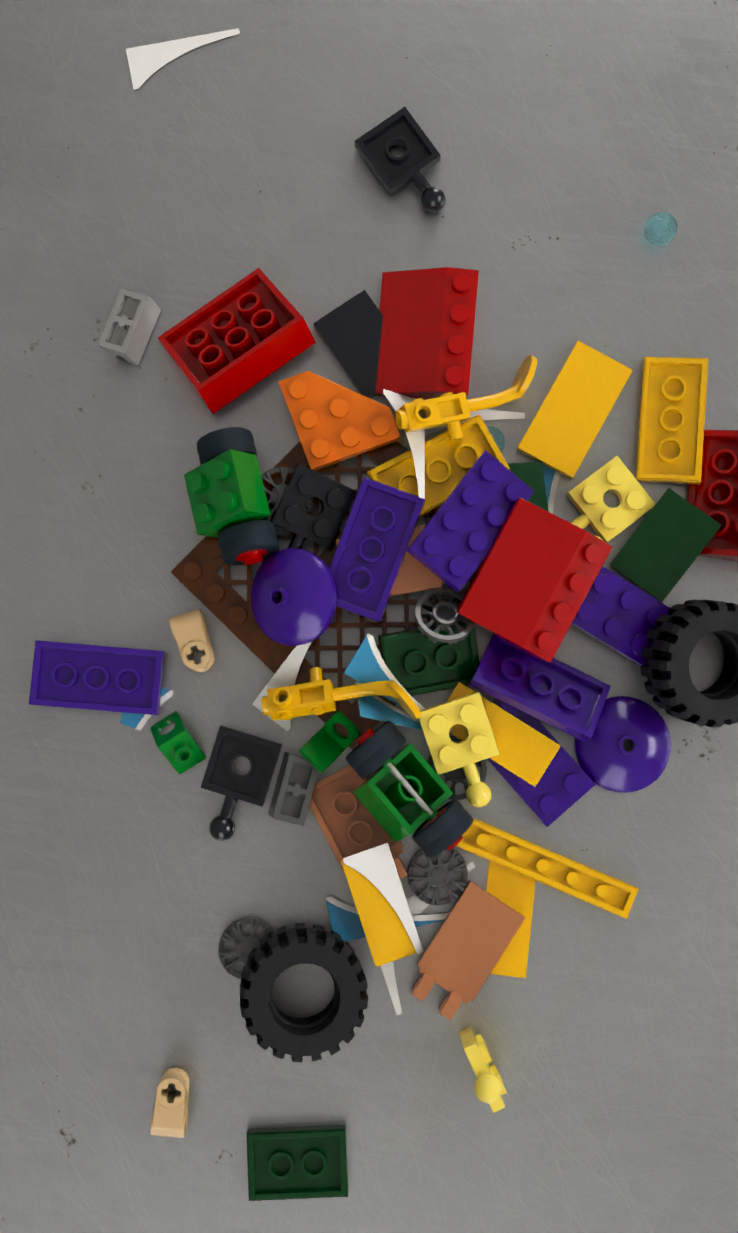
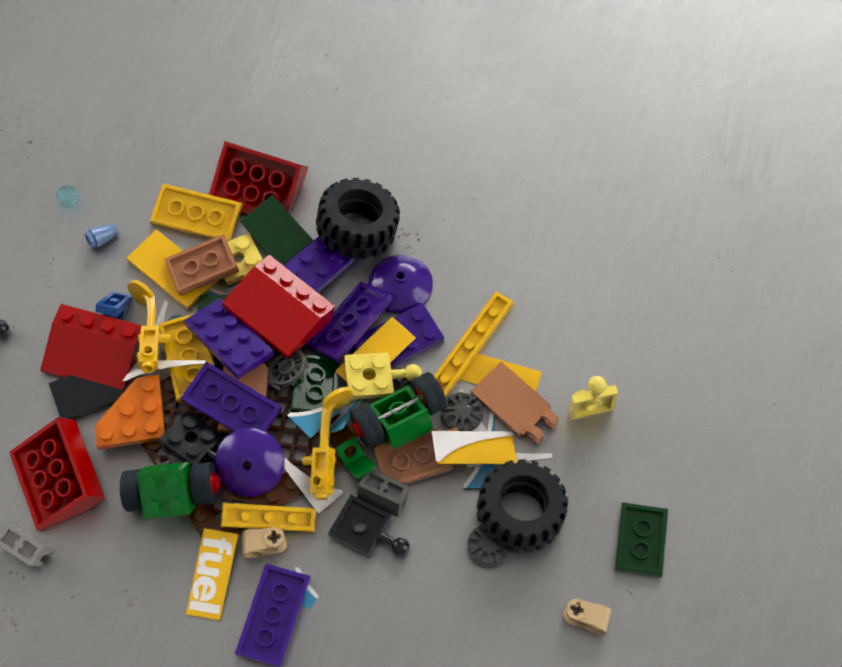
camera: 80 degrees left, 20 degrees down
(139, 583) = (211, 574): none -> sticker
(177, 745) = (335, 565): green bracket -> none
(226, 639) = (268, 516): none -> yellow tile
(497, 345) = (114, 305): none -> blue slope
(586, 451) = (201, 265): none -> nougat tile
(606, 294) = (100, 235): none -> medium blue cone

